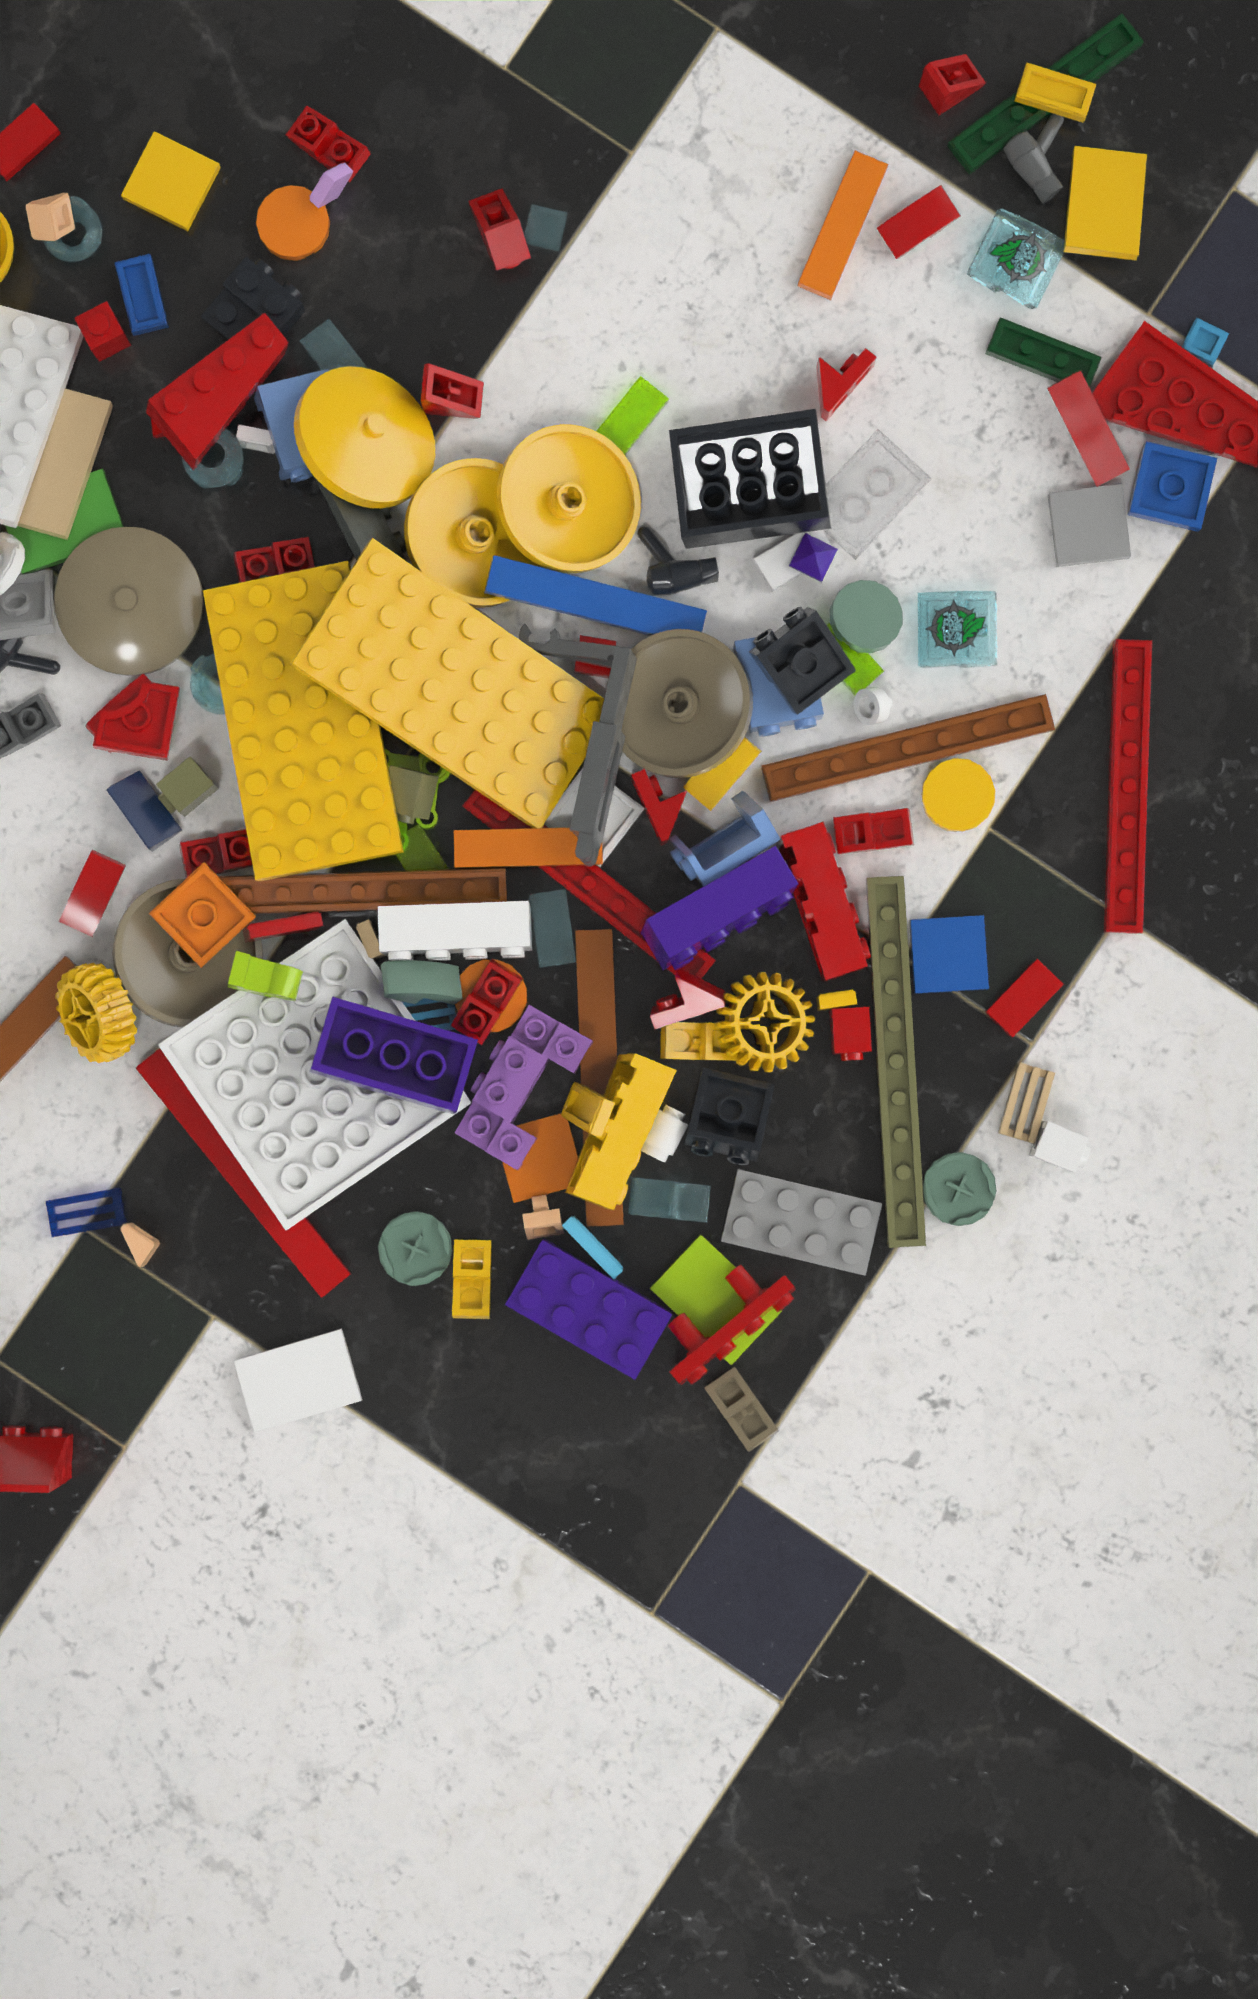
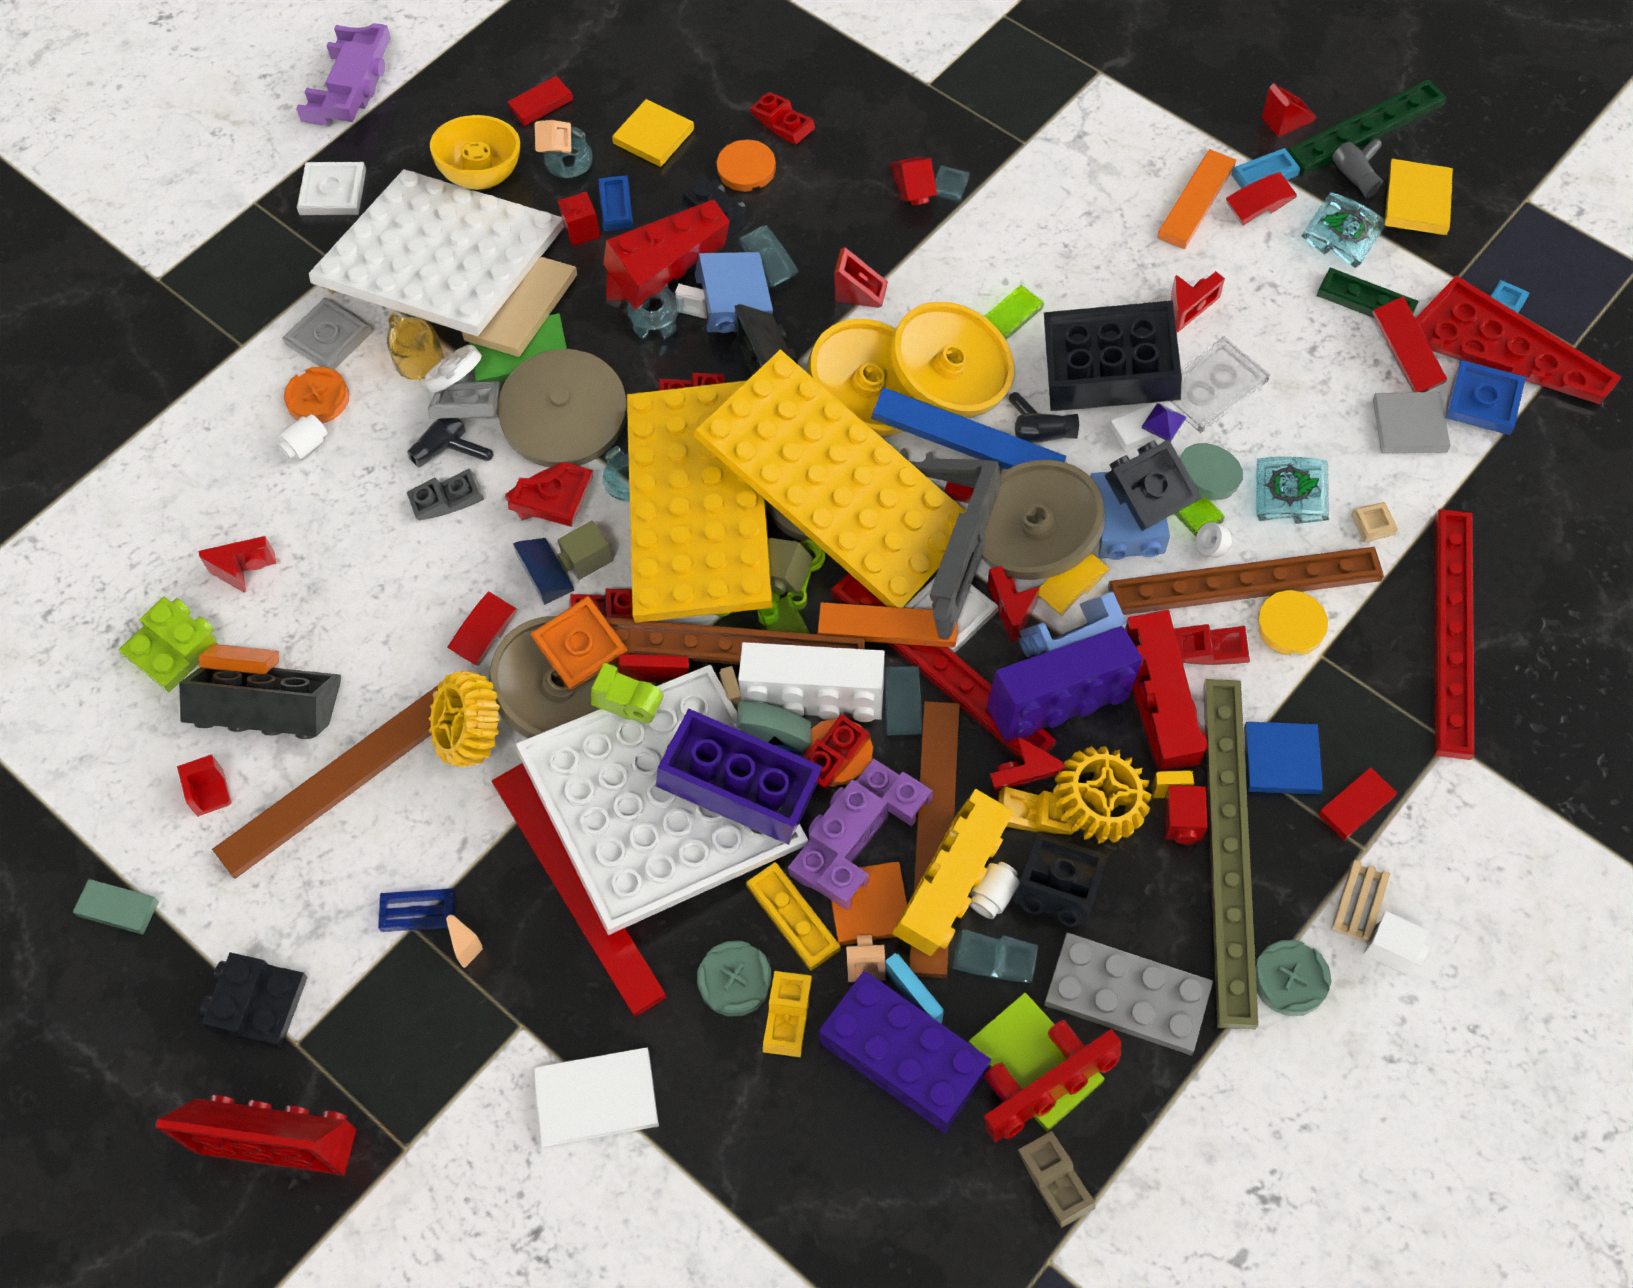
camera: 15 degrees right, 25 degrees down
(330, 185) = (780, 137): lavender tile -> none
(364, 437) = (781, 296): yellow dish -> none
(465, 1178) = (793, 916): none -> yellow tile
(587, 1109) = (922, 848): yellow tile -> none
(923, 174) = (1264, 166): none -> dark azure tile
(1046, 659) = (1374, 522): none -> tan tile
(1055, 92) = (1375, 121): yellow tile -> none

